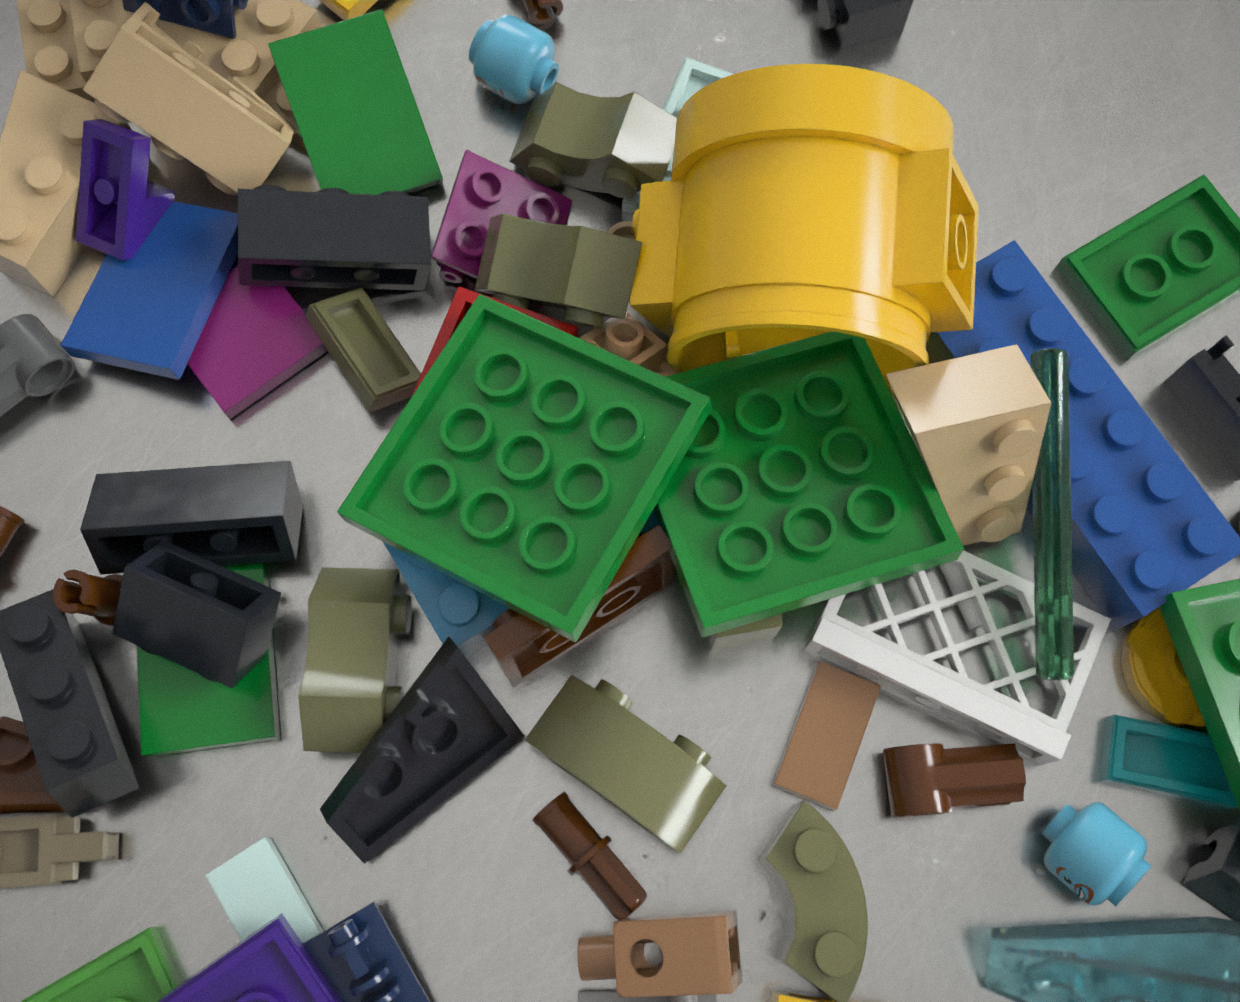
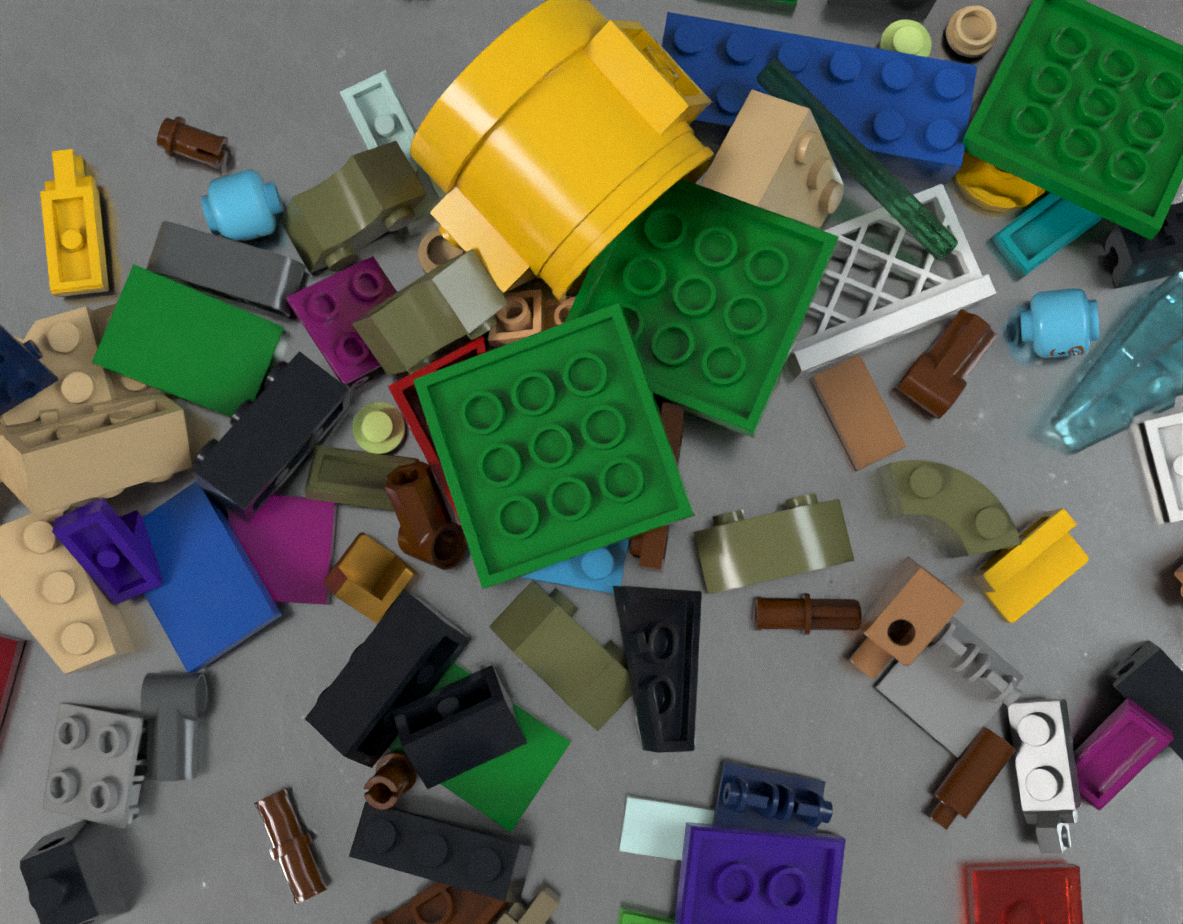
camera: 50 degrees left, 10 degrees up
(276, 423) = (368, 577): none -> pearl gold panel
(371, 408) = (423, 517): none -> reddish brown piece
(419, 323) = (378, 428): none -> yellowish green plate
(450, 90) = (226, 268): none -> dark grey beam
(1209, 471) = (906, 37): none -> yellowish green plate

